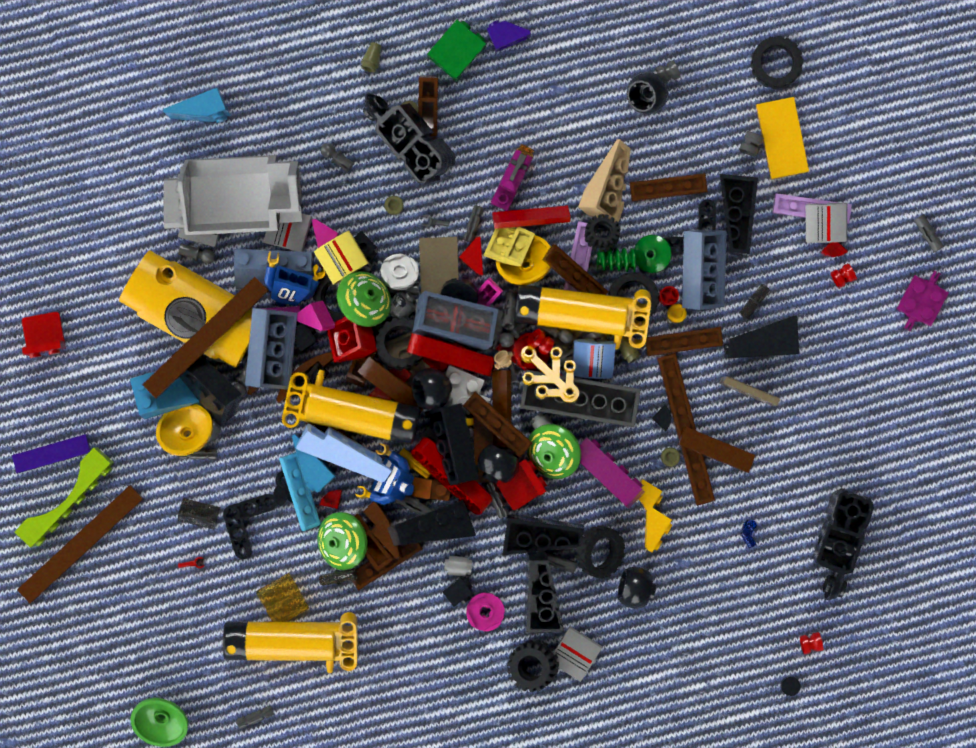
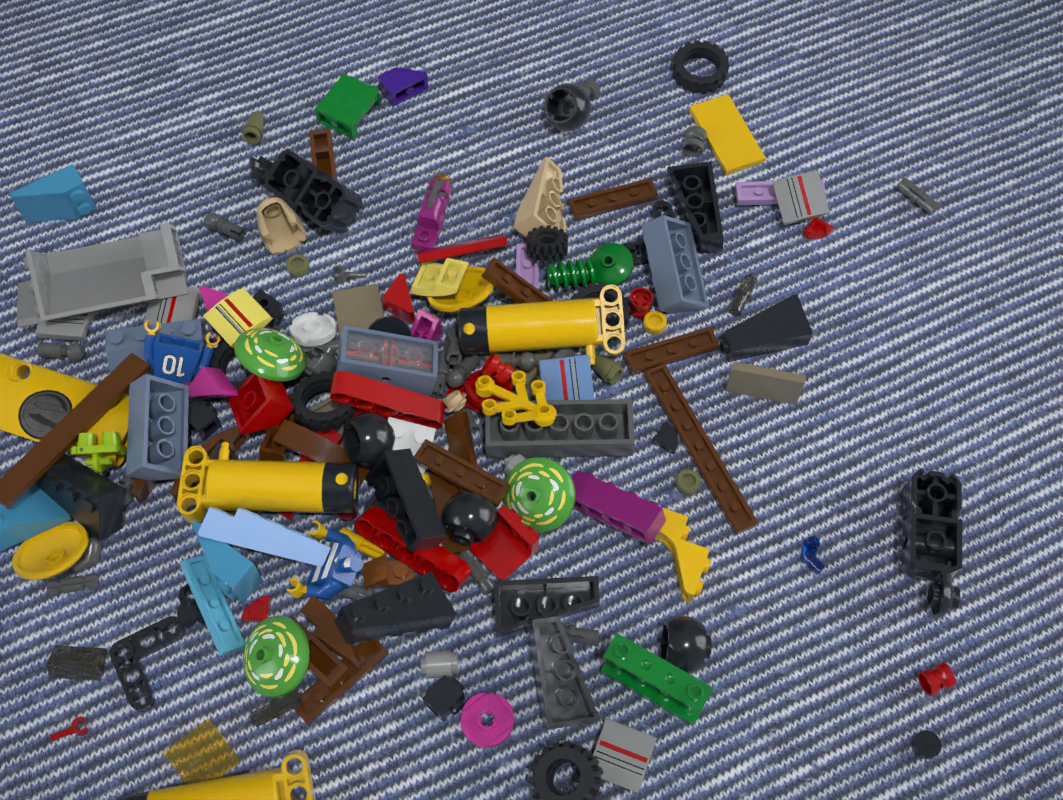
camera: 10 degrees left, 25 degrees down
(225, 363) = (87, 447): none -> lime hips
(383, 168) = (279, 226): none -> tan hair
(473, 223) = (395, 266): dark grey axle -> none
(587, 544) = (645, 600): black tyre -> none
(609, 611) = (655, 679): none -> green fence
(716, 449) = (743, 461): reddish brown tile -> none
(843, 276) = (839, 249): red wheel -> none
(922, 300) = (935, 263): magenta plate -> none

